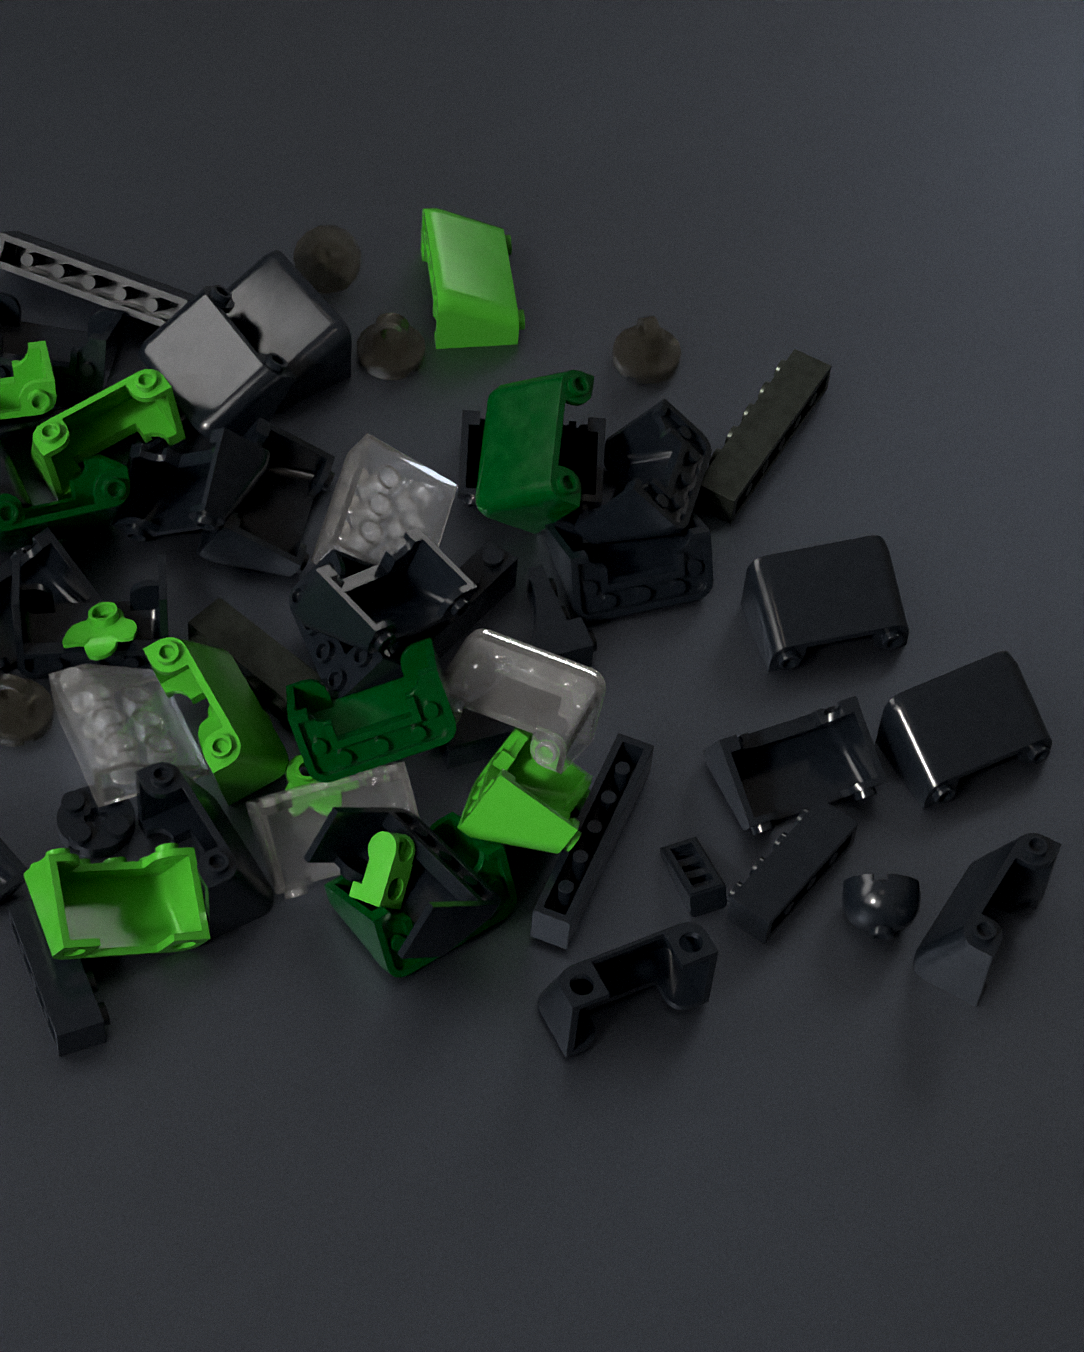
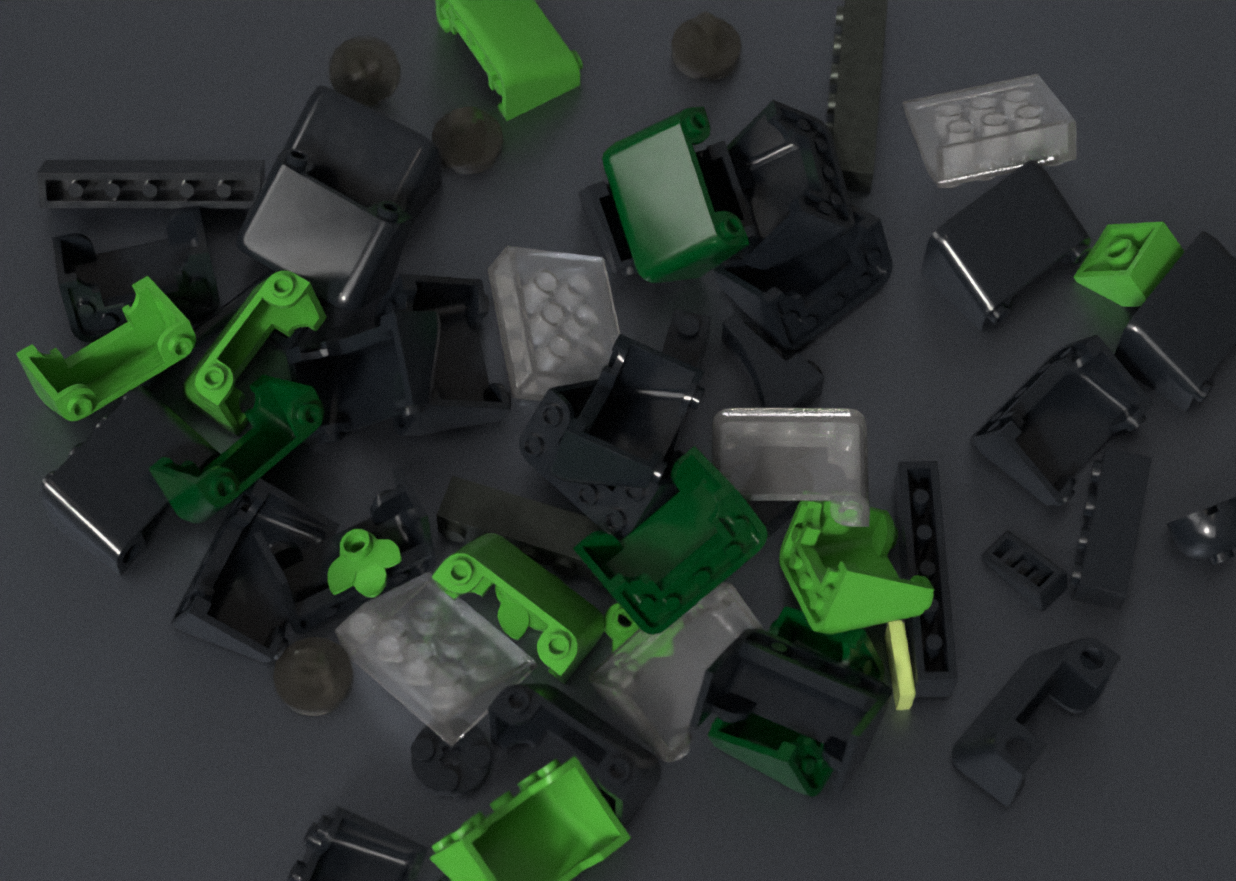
camera: 20 degrees left, 10 degrees up
(386, 870) = (771, 704): bright green leg -> none
(523, 918) = (899, 665): none -> yellowish green tile
(855, 503) = (990, 130): none -> clear slope
(932, 657) = (1129, 261): none -> bright green slope

